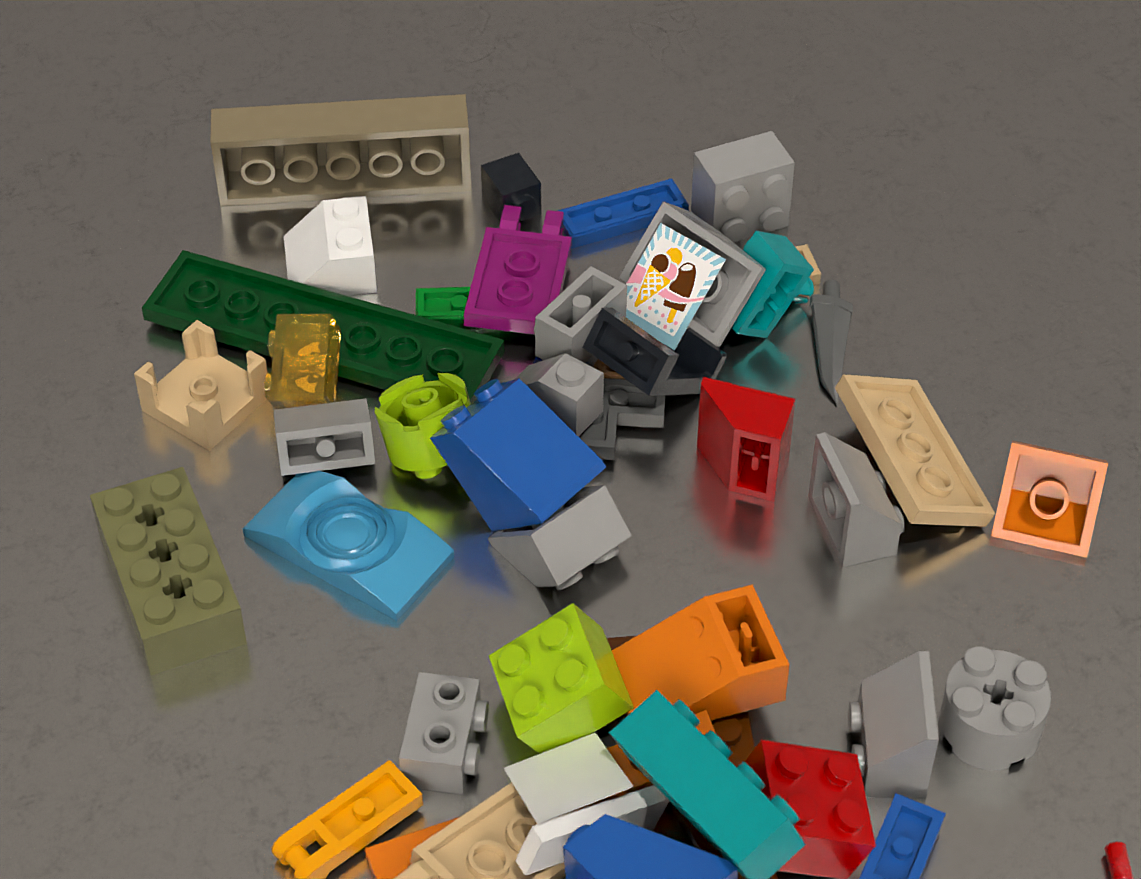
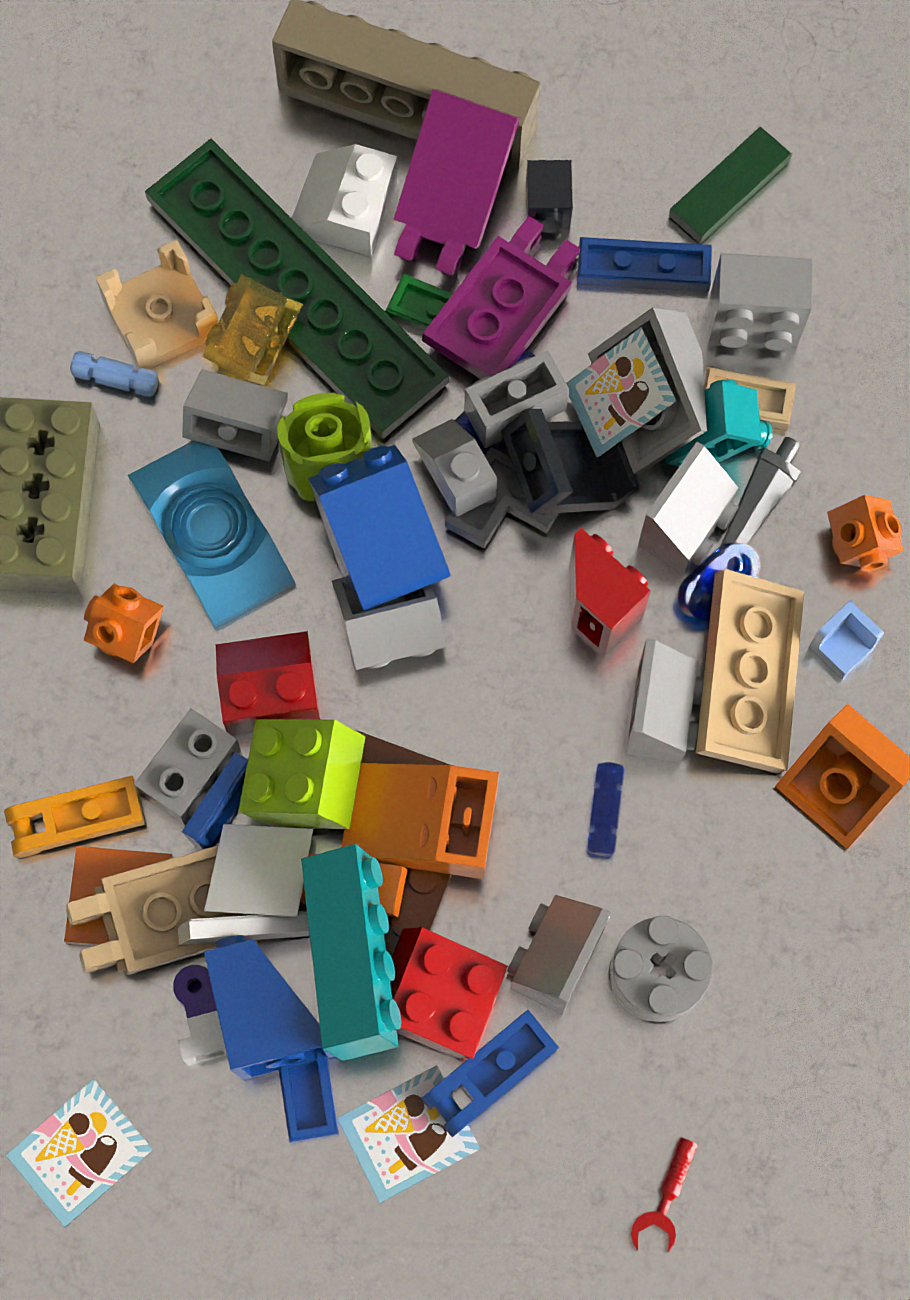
camera: 25 degrees right, 25 degrees up
(185, 454) = (114, 373): none -> light blue axle
(322, 626) = (122, 622): none -> orange brick
(426, 190) = (453, 177): none -> magenta tile
(471, 629) = (265, 681): none -> red slope
(491, 746) = (218, 805): none -> blue tile
(658, 137) = (730, 184): none -> dark green tile
(784, 348) = (689, 511): none -> slope
(827, 410) = (703, 576): none -> clear blue plate
(856, 610) = (606, 809): none -> clear blue axle
(939, 316) = (865, 532): none -> orange brick
(977, 397) = (846, 639): none -> light blue panel

